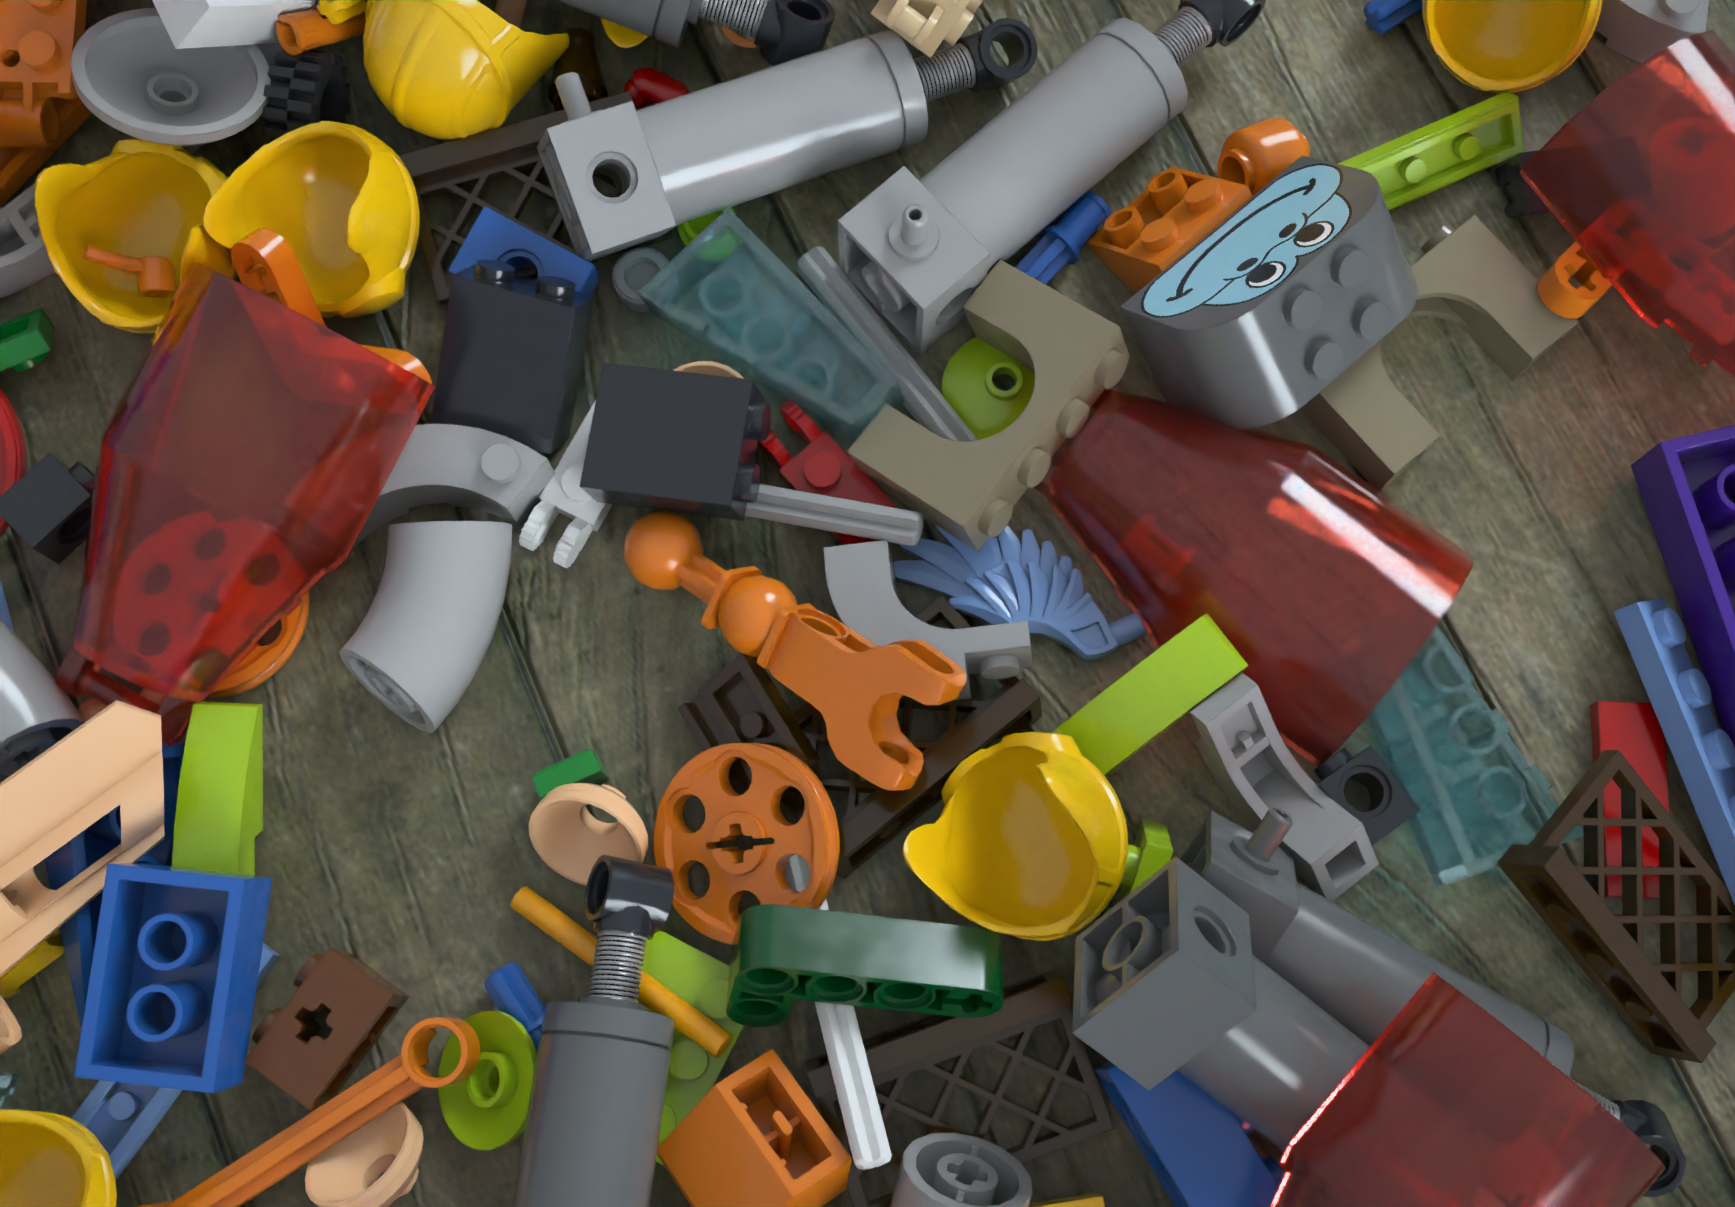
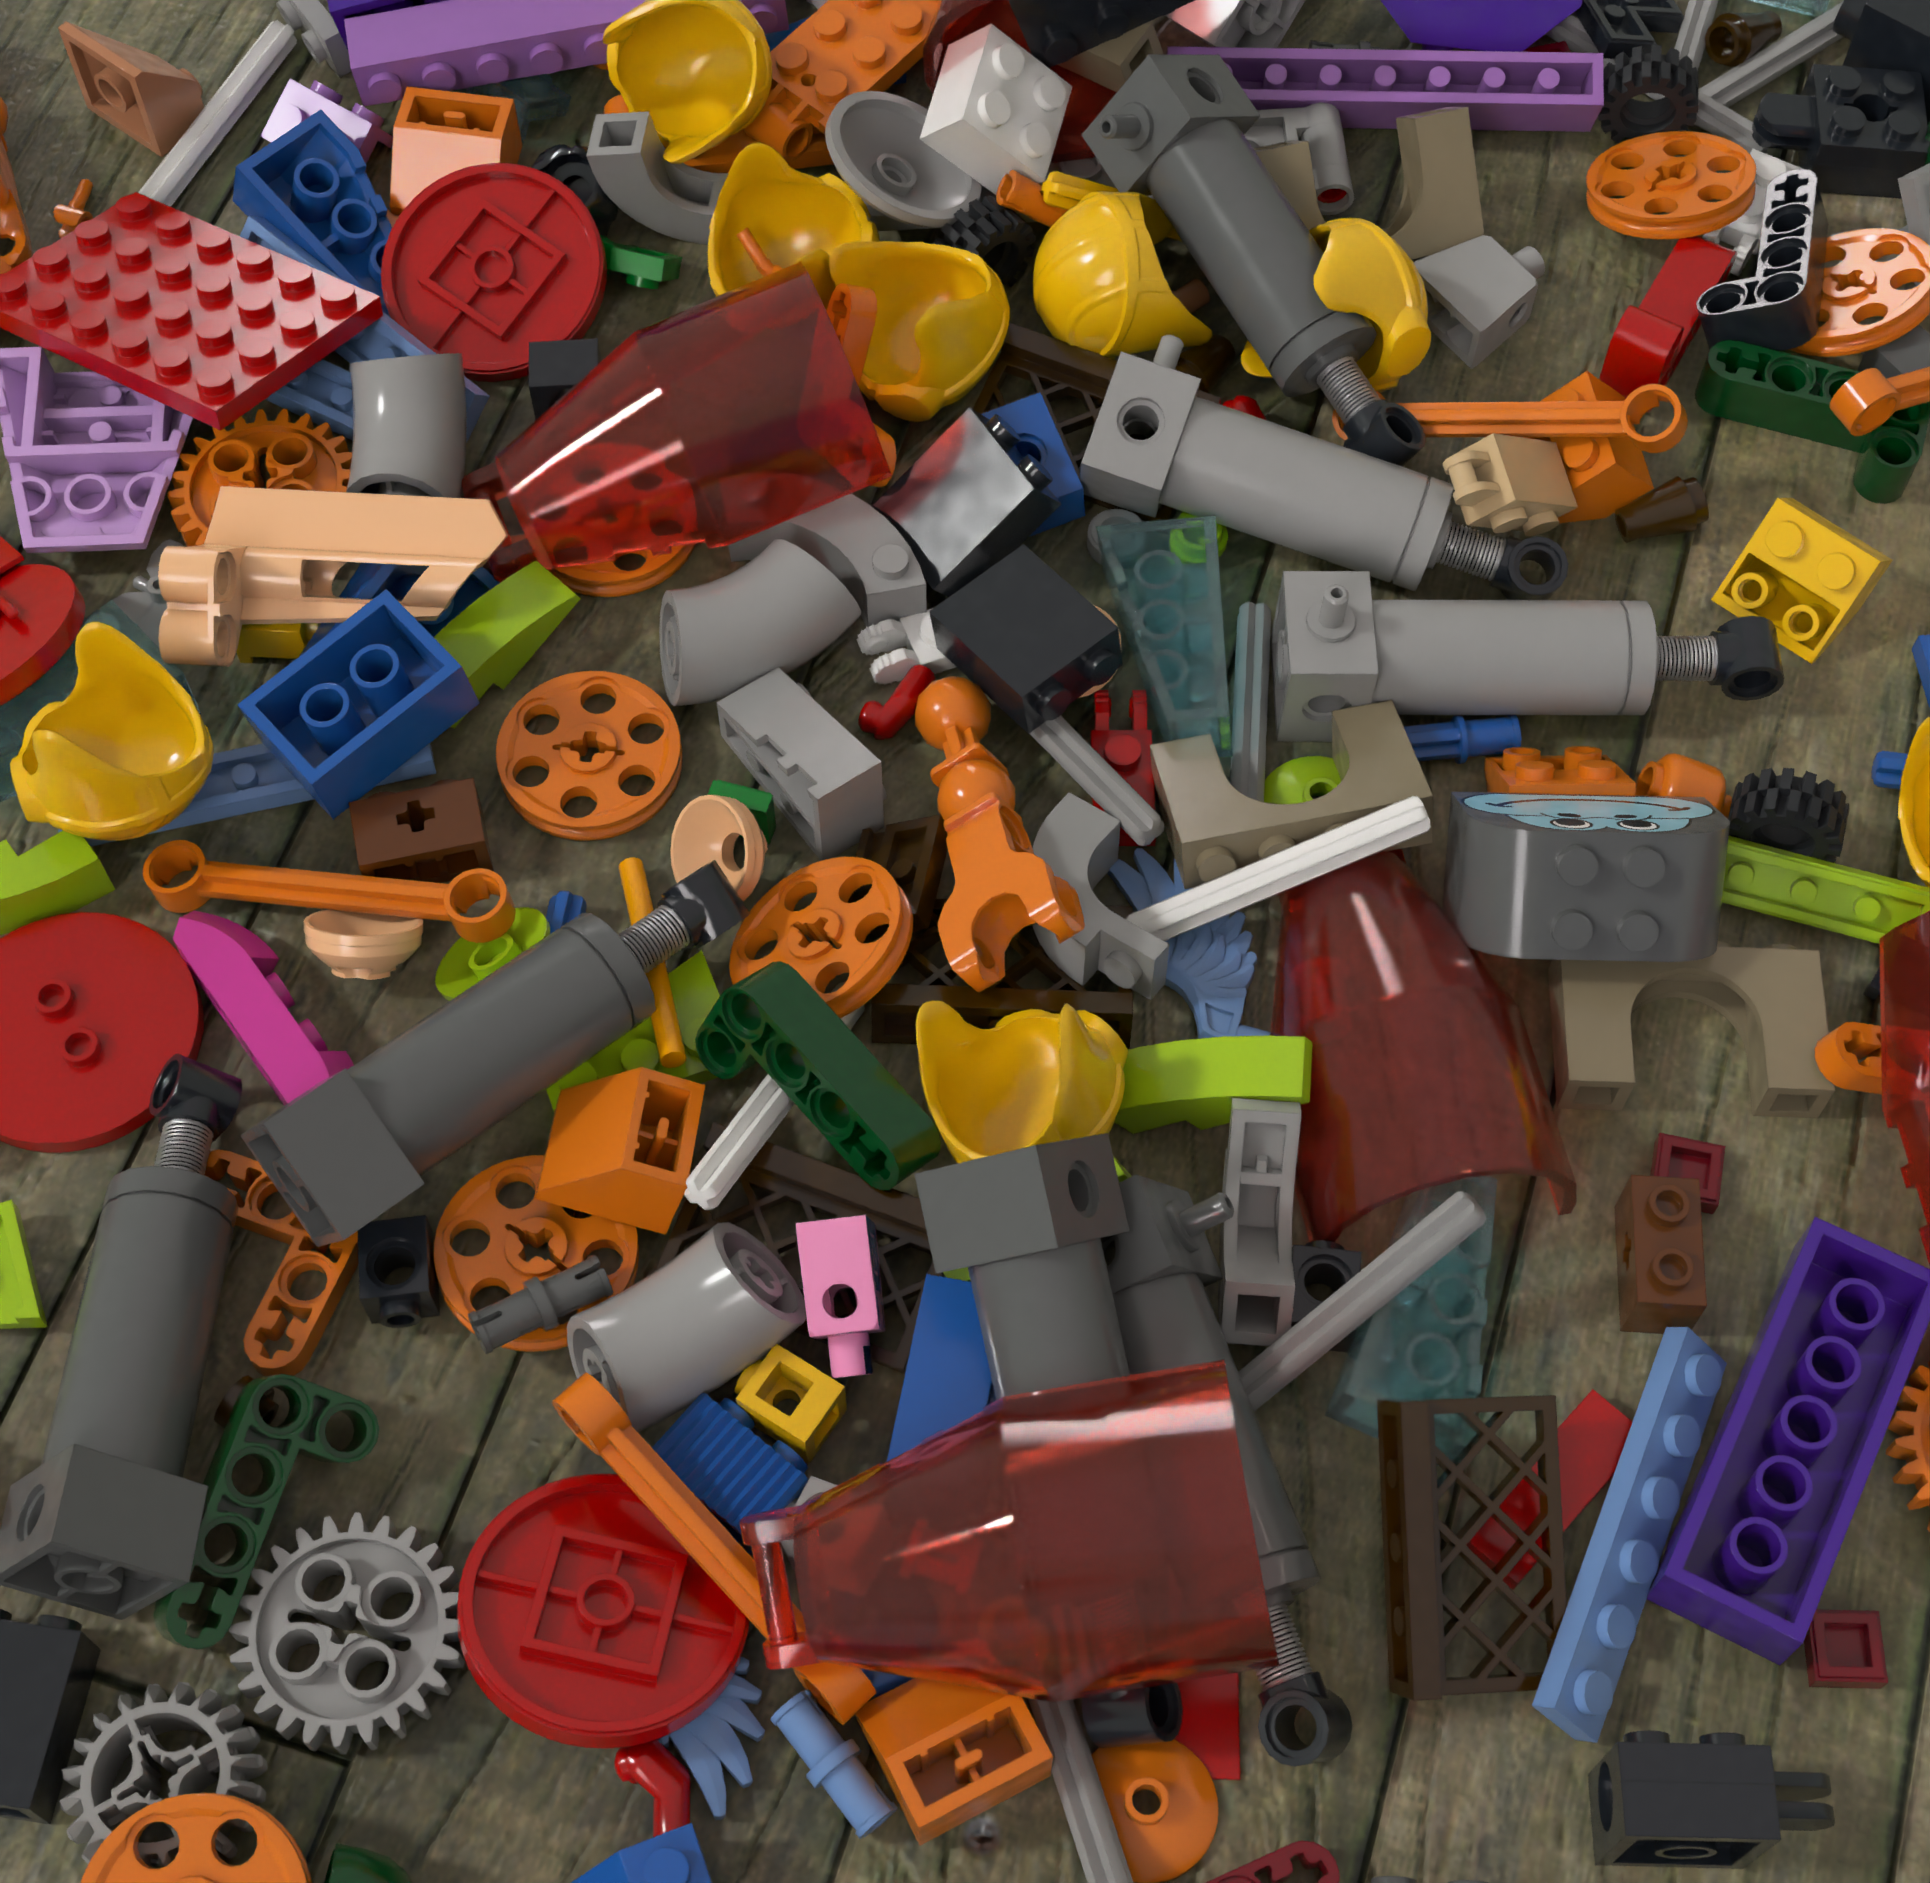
camera: 40 degrees right, 15 degrees down
(365, 826) = (603, 776): none -> orange wedge
(580, 692) = (806, 760): none -> light grey wedge
(611, 572) = (888, 719): none -> red arm
(1032, 1121) = (835, 1258): none -> bright pink torso
(1050, 484) = (1284, 870): none -> white axle
(1363, 116) = (1790, 813): none -> black tyre
(1421, 791) = (1361, 1297): none -> light grey axle
(1512, 469) = (1691, 1159): none -> dark red tile
(1561, 557) = (1660, 1254): none -> reddish brown brick

